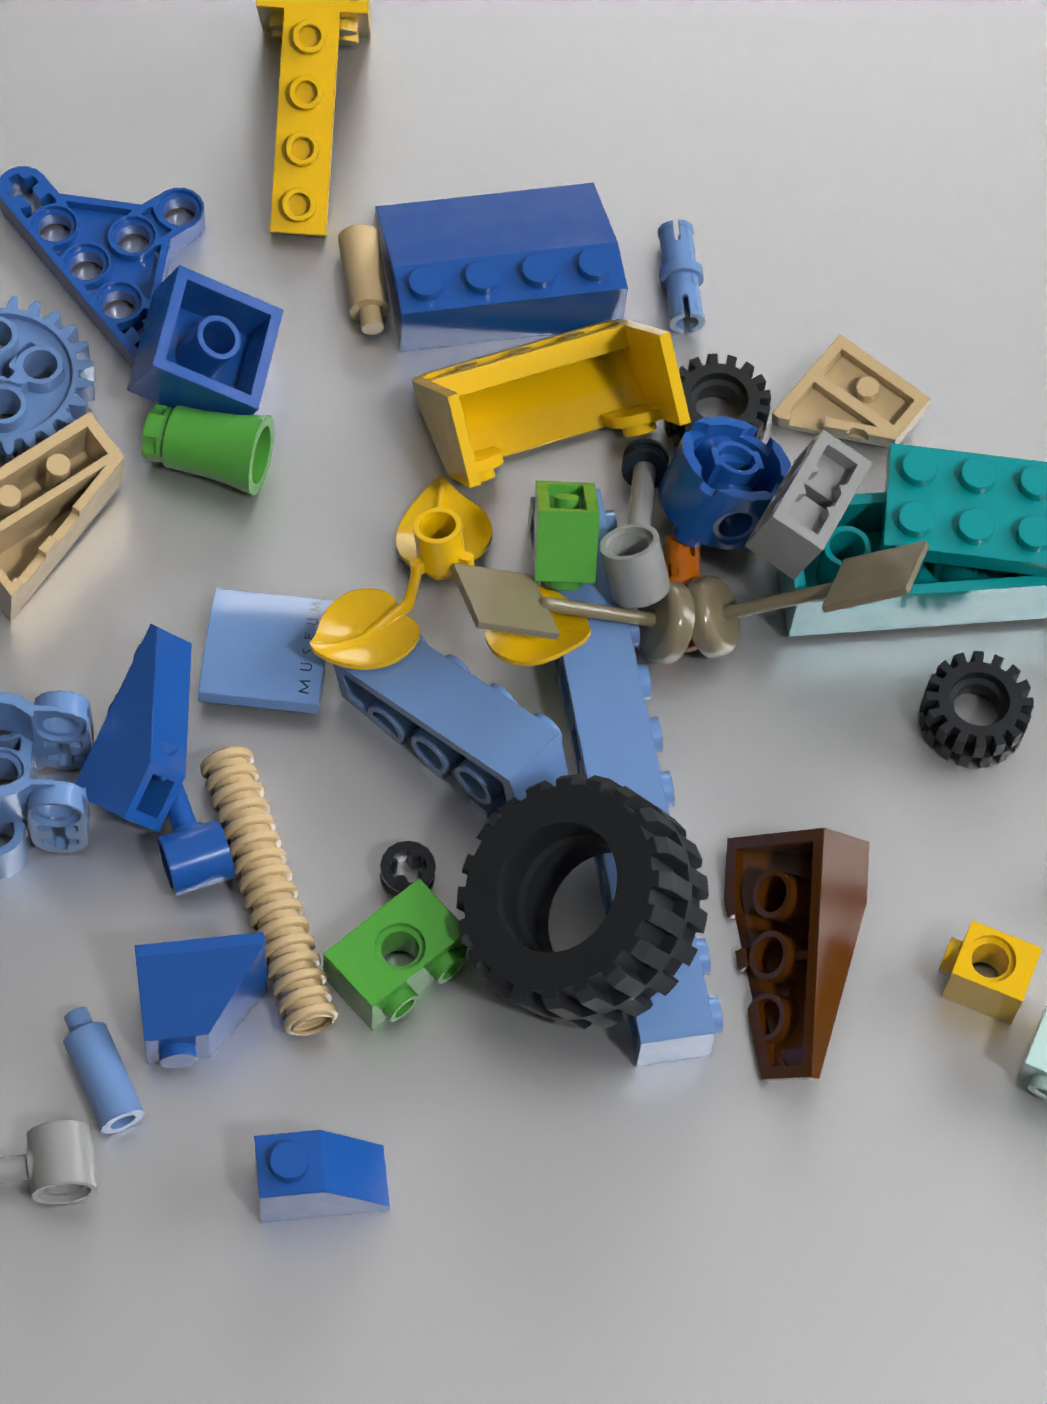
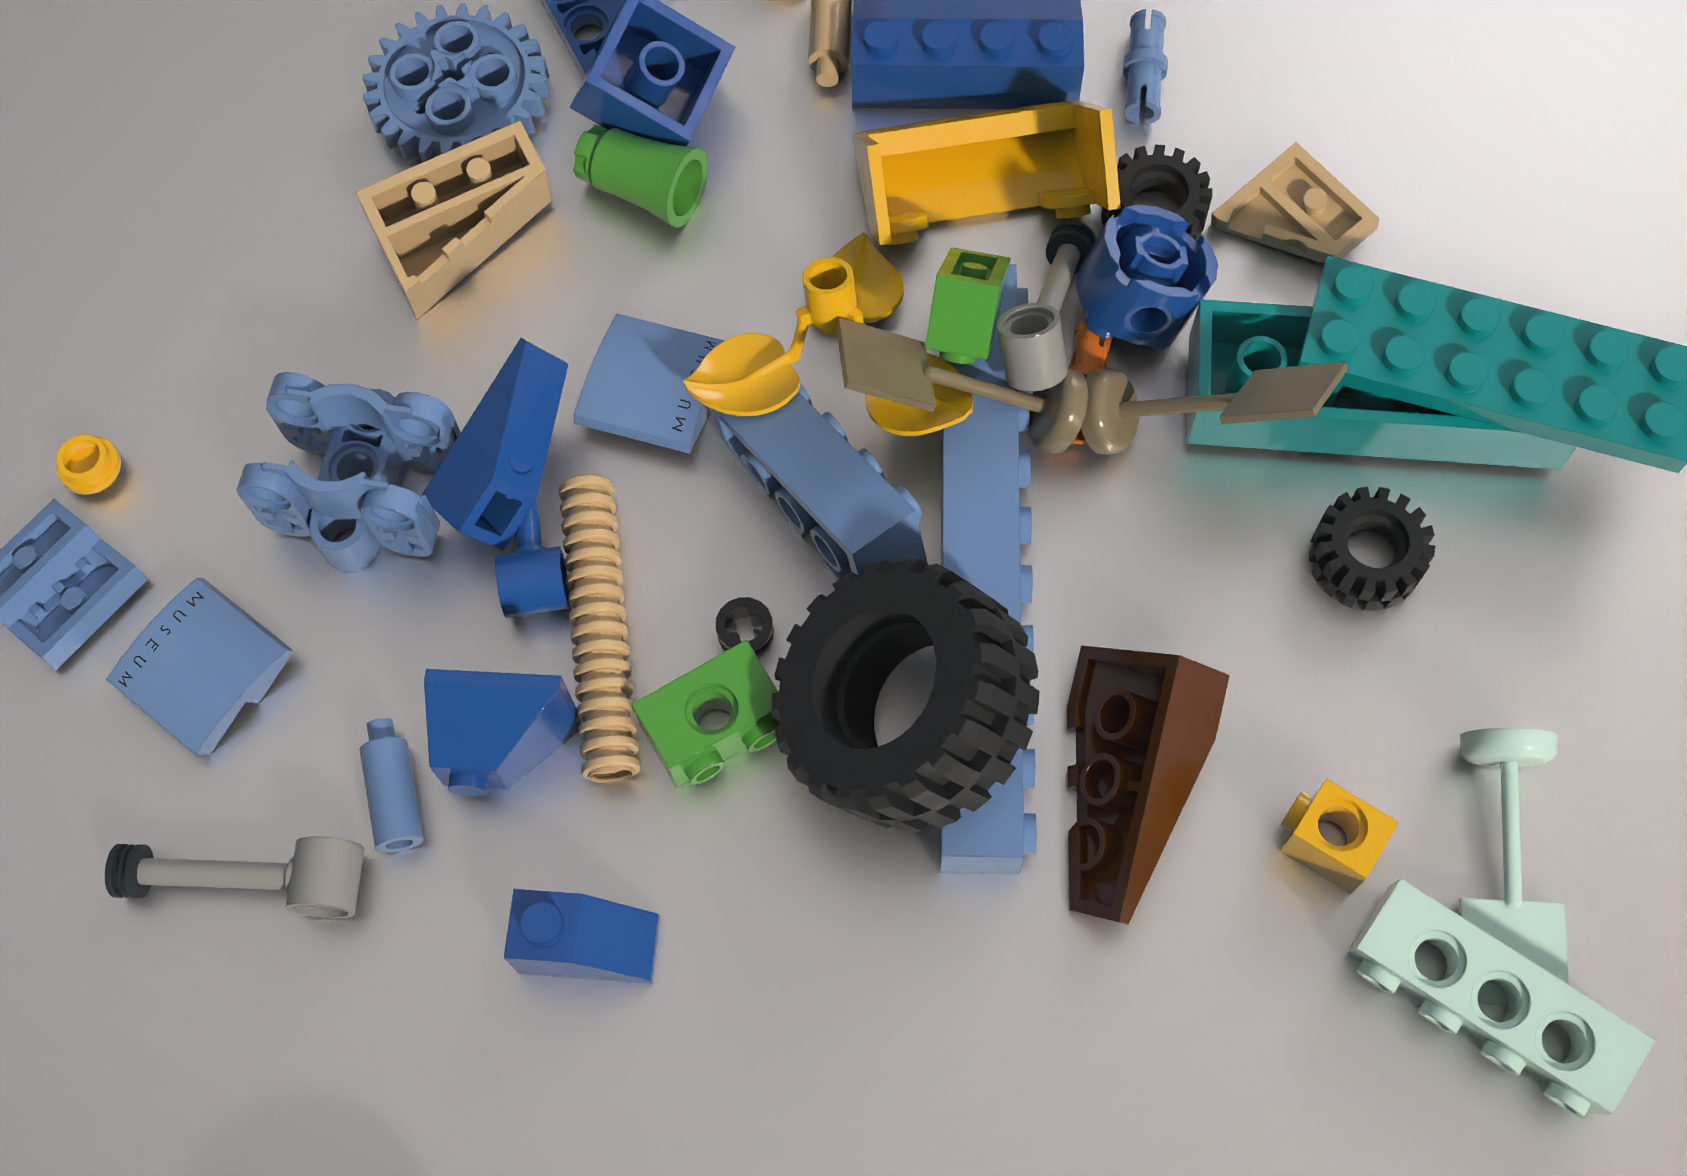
camera: 20 degrees right, 5 degrees up
(808, 504) = (1226, 306): light grey brick -> none

